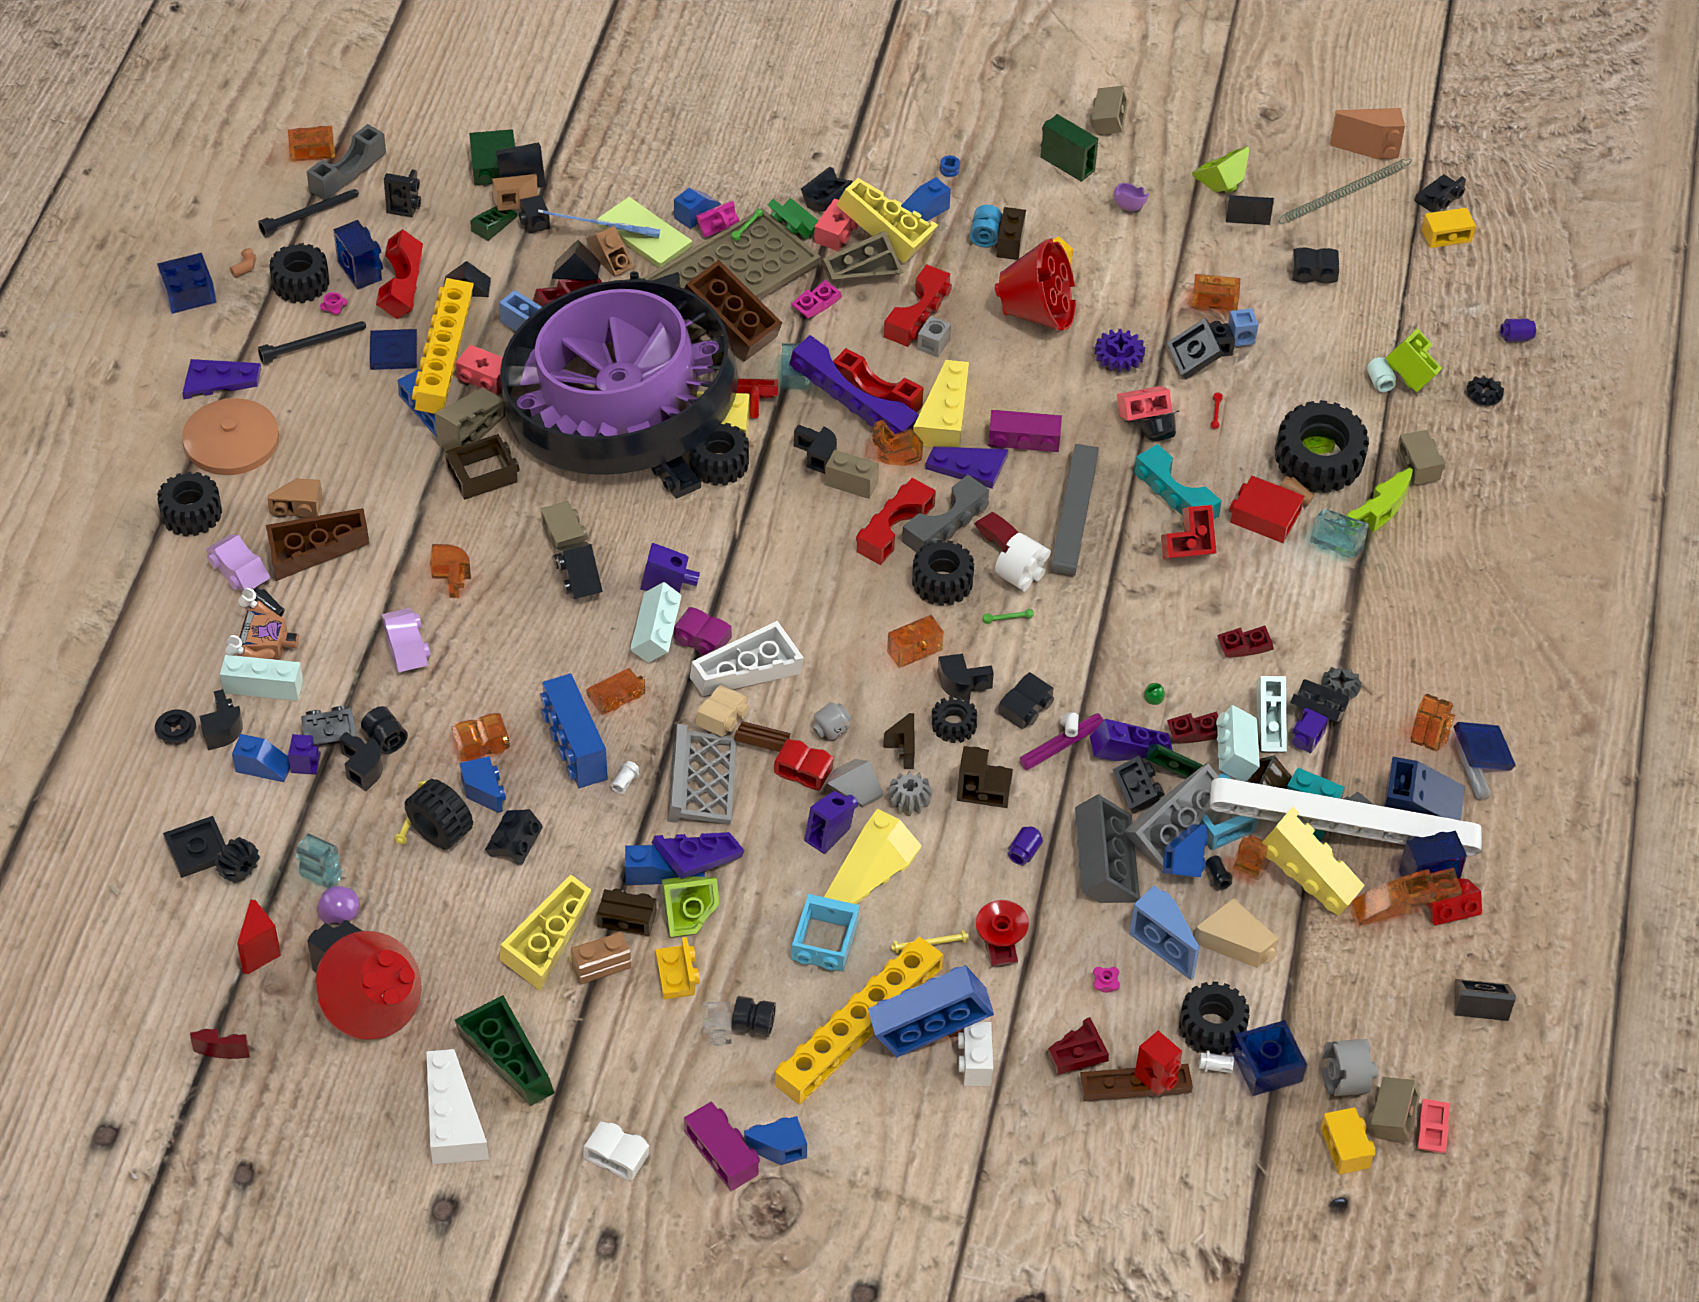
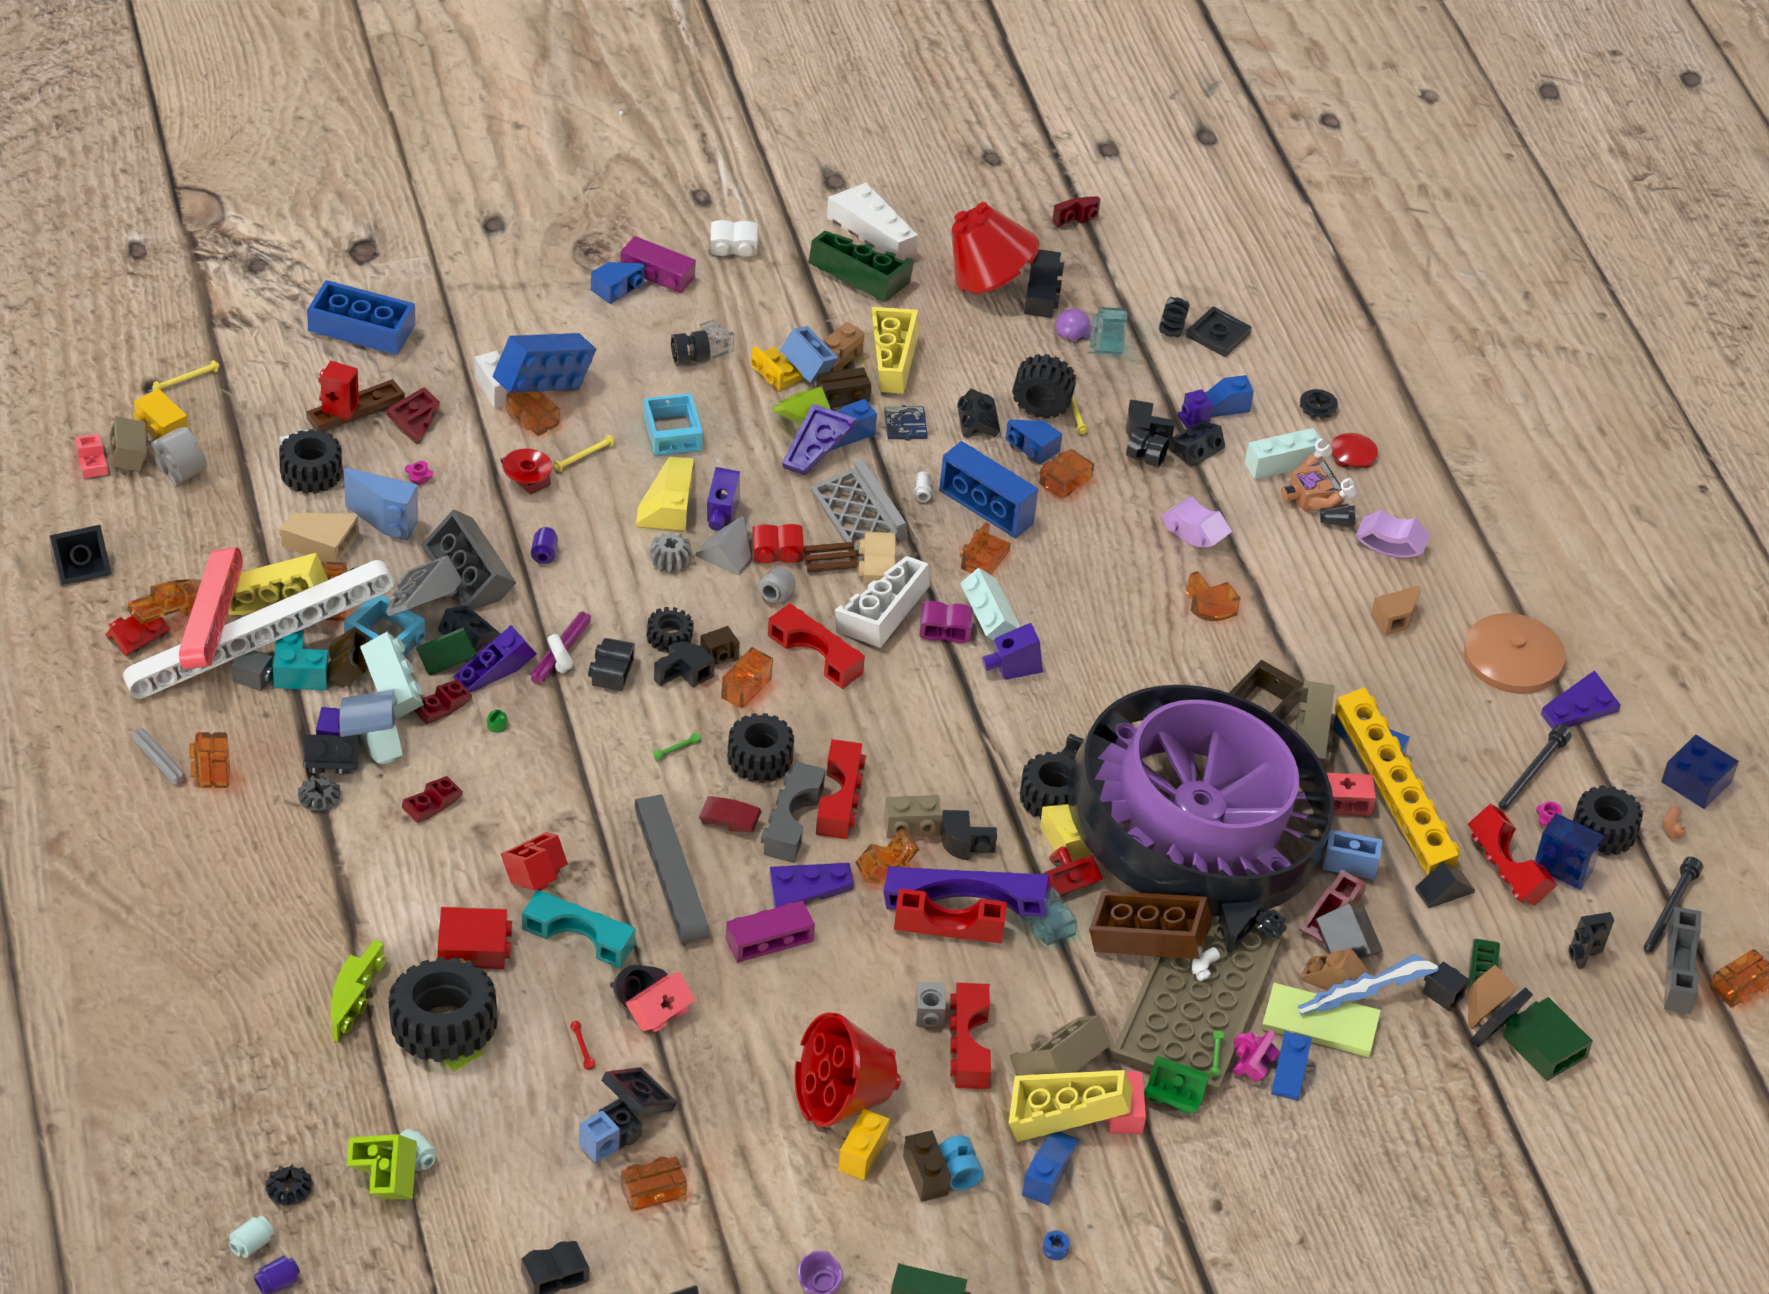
camera: 150 degrees right, 5 degrees down
(187, 668) = (1354, 450): none -> red dish
(192, 517) = (1482, 566): black tyre -> none
(222, 726) = (1283, 412): black brick -> none
(257, 940) = (1109, 270): red slope -> none
(314, 540) = (1347, 571): reddish brown wedge -> none
(393, 349) = (1453, 791): clear blue tile -> none
(562, 525) = (1141, 666): dark tan brick -> none
(580, 569) = (1100, 625): black brick -> none
(588, 862) = (905, 422): none -> piece
(644, 944) = (808, 353): none -> medium blue brick
(818, 300) = (1084, 1002): dark pink slope -> none
(820, 1066) = (605, 376): yellow brick -> none
(823, 189) = (1165, 1142): black bracket -> none
(842, 674) = (794, 628): none -> red arch
(903, 738) = (702, 594): dark brown slope -> none
(922, 682) = (721, 644): none -> dark brown brick
(943, 411) = (864, 921): light yellow wedge -> none
(982, 782) = (613, 577): dark brown brick -> none
(1022, 561) = (689, 776): white brick -> none
(1084, 1184) = (361, 317): none -> blue brick
(1119, 350) = (722, 1065): dark purple gear -> none
(1186, 852) = (399, 566): blue slope -> none
(1269, 1058) = (249, 444): clear blue brick -> none
(1278, 704) = (367, 713): none -> sand blue slope
(1335, 1192) = (214, 366): none -> light yellow axle
(1339, 533) = (383, 925): clear light blue brick -> none
(1385, 846) = (210, 608): none -> coral beam
(1420, 454) = (330, 1053): dark tan brick -> none
(1422, 790) = (197, 702): slope -> none
(1433, 853) = (160, 628): clear blue brick -> none
(1484, 746) = (152, 770): clear blue tile -> none
(1528, 359) = (250, 1236): none -> light aqua brick

